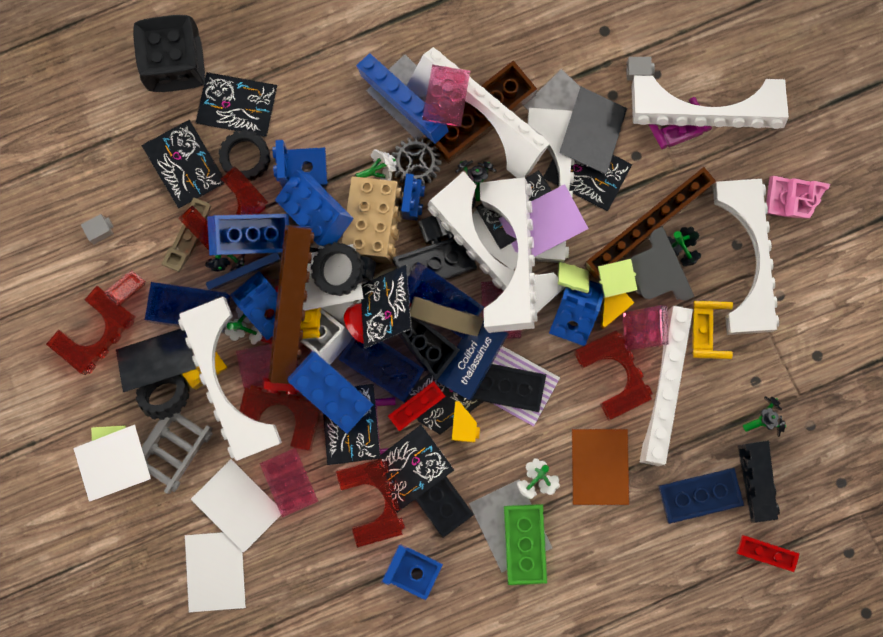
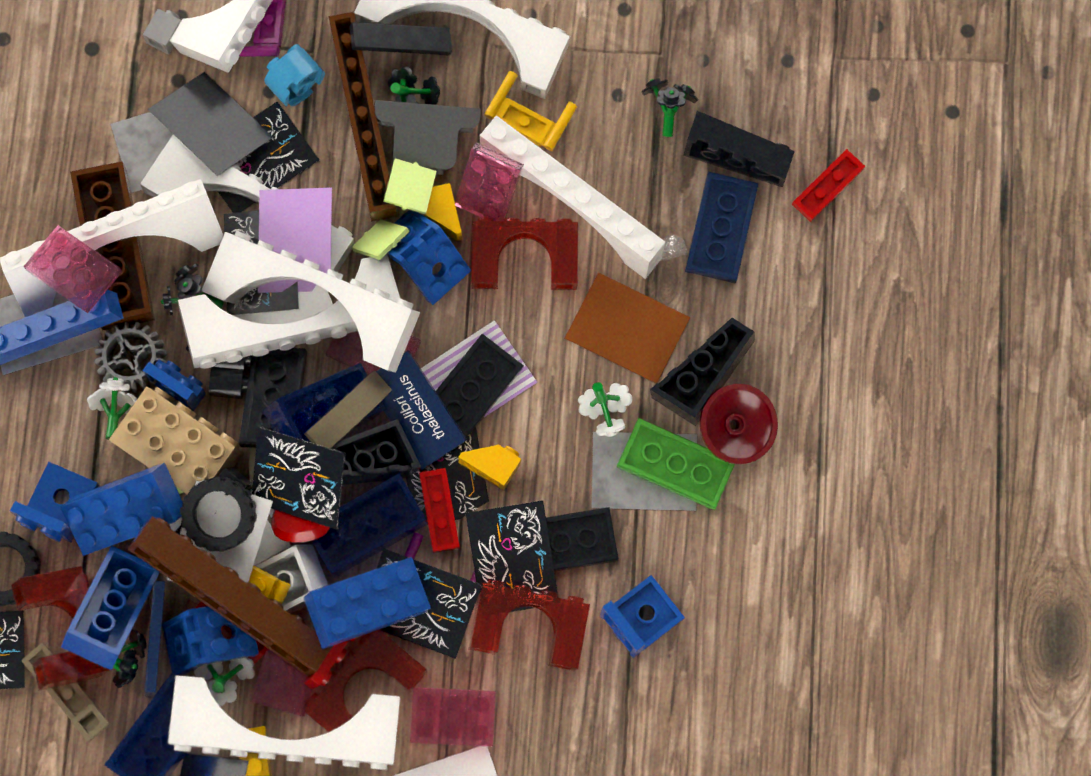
camera: 70 degrees left, 5 degrees down
(573, 585) = (754, 421): none -> dark red dish
(594, 533) = (704, 371): none -> black wedge
(652, 165) = (293, 76): none -> dark azure brick
(670, 470) = (673, 247): none -> clear plate
(715, 220) = (400, 38): none -> black tile

